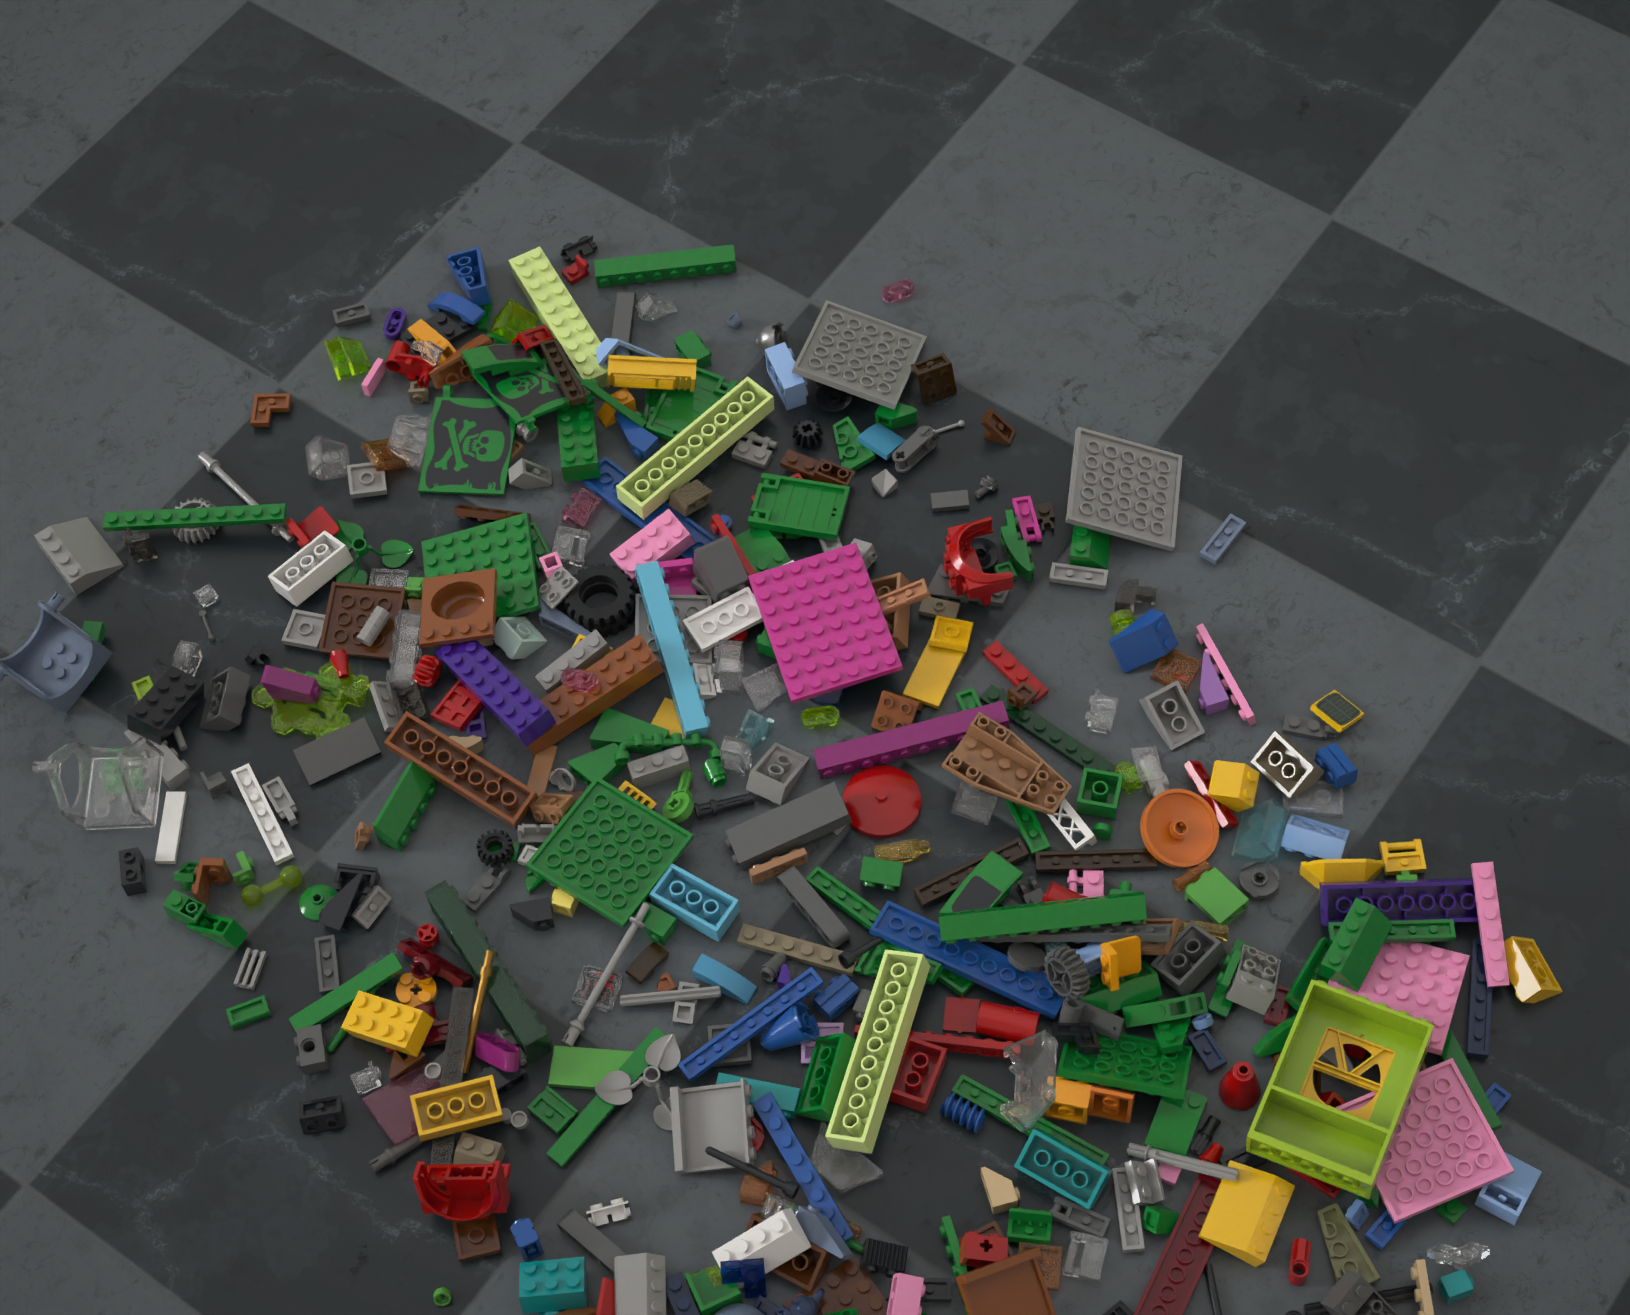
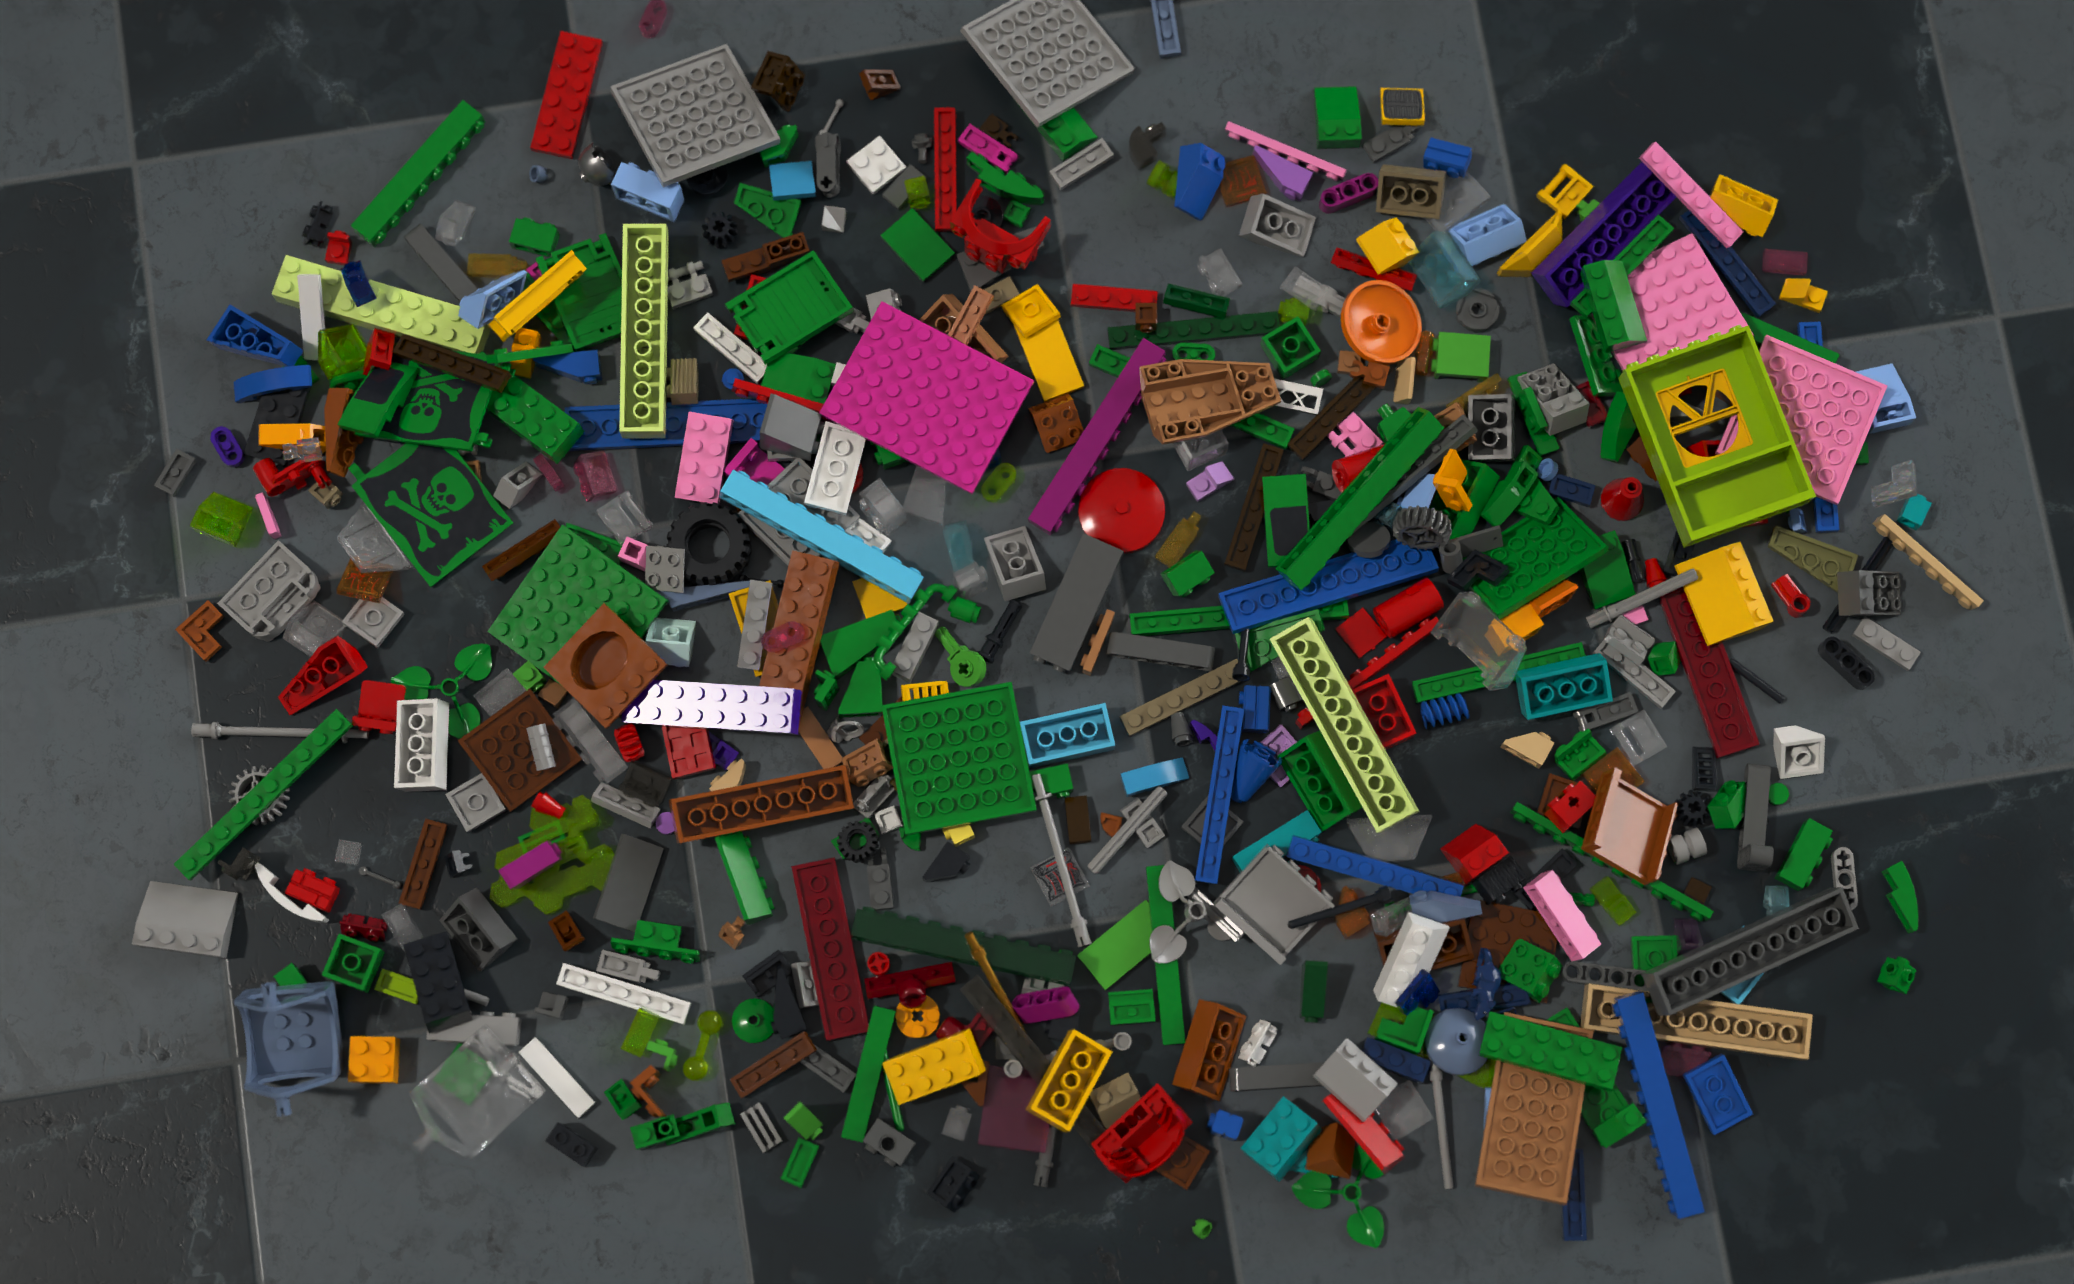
camera: 50 degrees left, 20 degrees up
(84, 719) = (374, 1060): none -> light orange brick
(135, 655) = (353, 963): none -> green brick
(145, 571) = (269, 879): none -> white slope
(162, 597) = (312, 890): none -> red brick
(162, 639) = (353, 927): none -> dark red hinge
(237, 637) = (423, 864): none -> reddish brown plate
(247, 842) = (640, 1032): none -> clear neon green plate
(268, 748) = (566, 931): none -> reddish brown slope
(274, 980) = (804, 1122): none -> bright green slope
(297, 934) = (773, 1064): none -> reddish brown plate
(307, 484) = (325, 670): none -> red wedge
(314, 799) = (656, 940): none -> green bracket
(330, 417) = (271, 593): none -> light grey plate
(408, 900) = (830, 949): none -> dark red plate
(519, 284) = (311, 312): none -> white tile
(555, 484) = (548, 472): none -> clear pink beam
(559, 288) = (358, 283): none -> clear blue slope
(572, 1185) = (1209, 1049): none -> dark orange slope
(575, 742) = (827, 690): none -> green bracket
(651, 344) = (493, 265): none -> clear yellow hinge
(669, 1081) = (1217, 916): none -> light grey axle
(679, 1208) = (1313, 990): none -> dark green slope
(740, 501) = (731, 347): none -> white plate
(800, 292) = (566, 95): none -> red plate
(883, 1223) = (1474, 852): none -> red slope
(921, 540) = (917, 245): none -> green tile
(945, 474) = (876, 165): none -> white plate
(951, 507) = (917, 192): none -> clear neon green bracket
(961, 832) = (1209, 481): none -> lavender slope
(997, 498) = (945, 167): none -> red plate
(1034, 743) = (1193, 351): none -> green plate
(1067, 715) = (1196, 300): none -> dark green plate
(1132, 838) = (1345, 362): none -> medium nougat plate
(1139, 856) = (1374, 374): none -> dark orange plate
(1160, 883) = (1404, 381): none -> tan slope
(1235, 728) = (1356, 186): none -> magenta beam
(1283, 684) = (1337, 117): none -> green slope
(1517, 1067) = (1803, 294): none -> yellow slope
(1526, 1036) = (1785, 262): none -> clear pink plate

